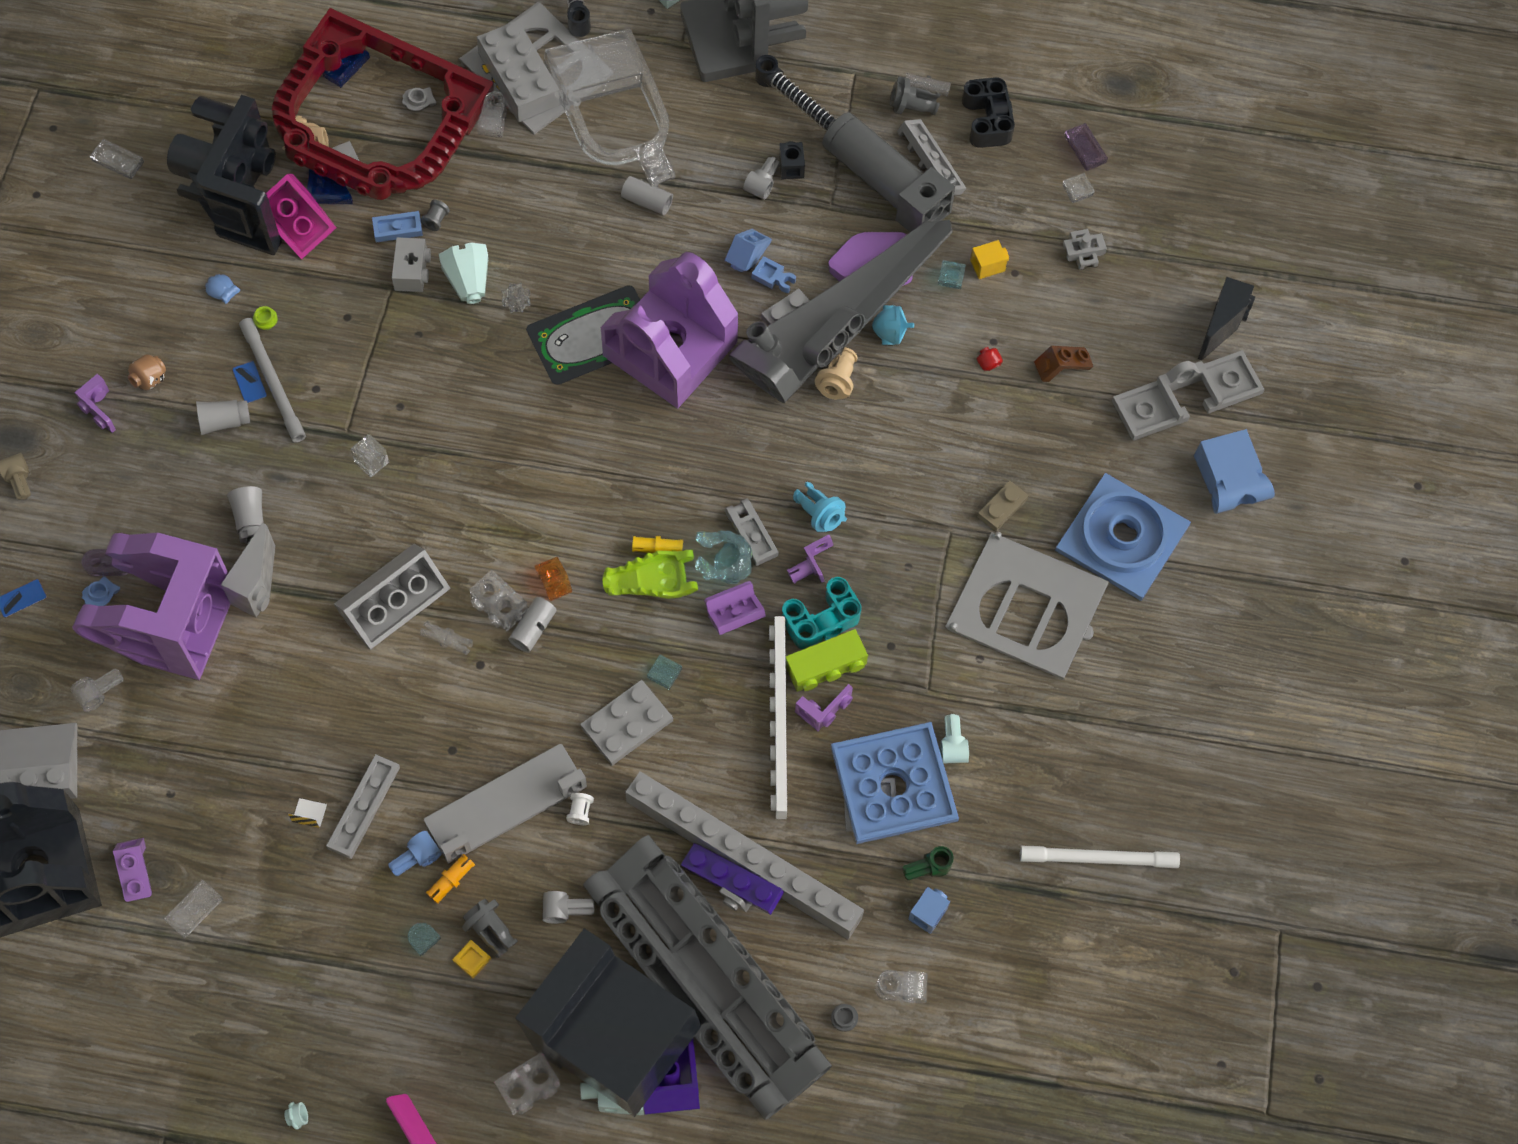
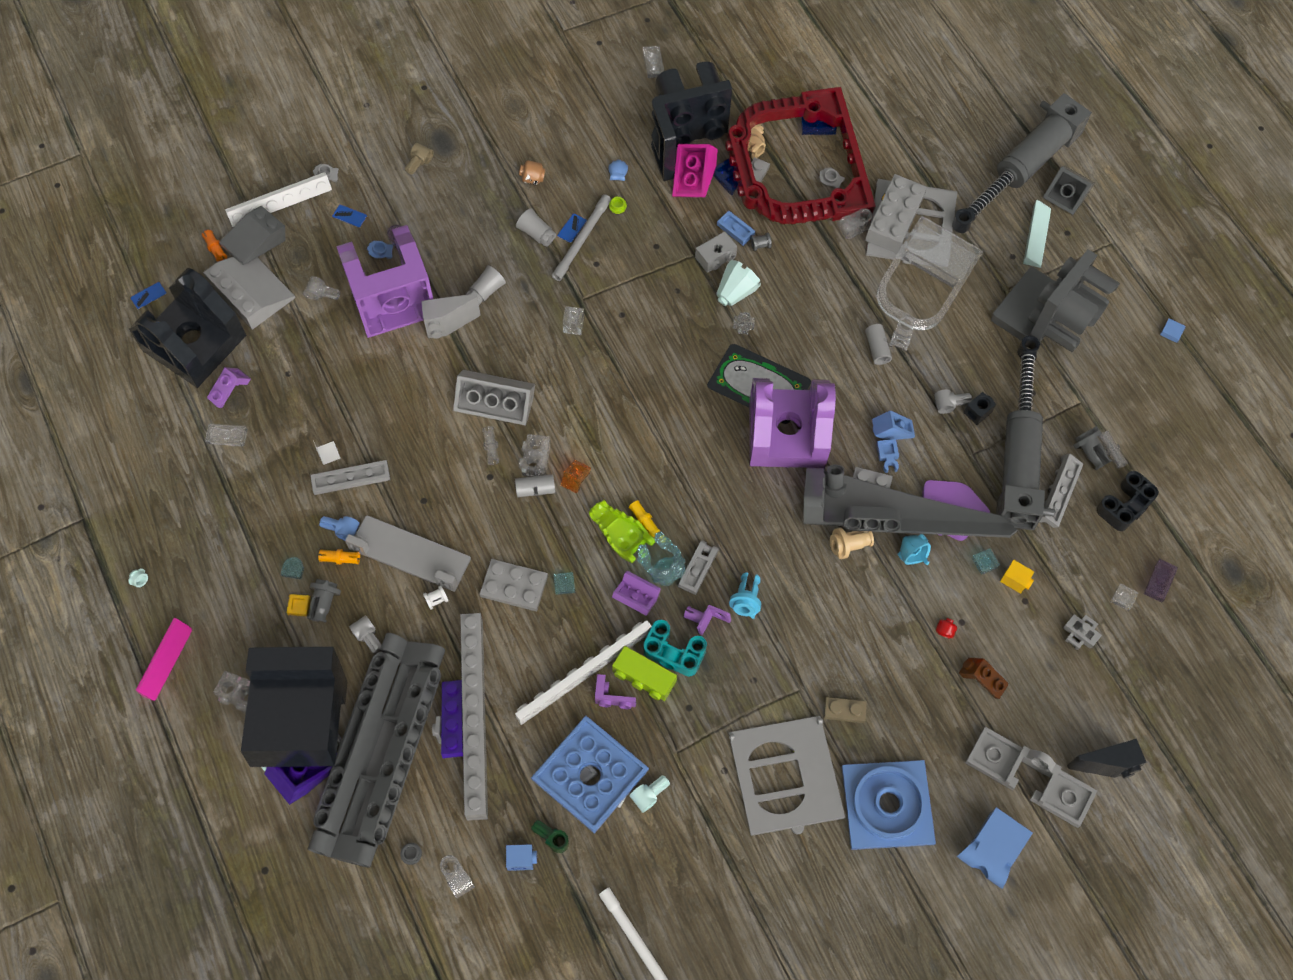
camera: 55 degrees right, 0 degrees up
(88, 395) = (494, 156): medium lavender bracket -> none

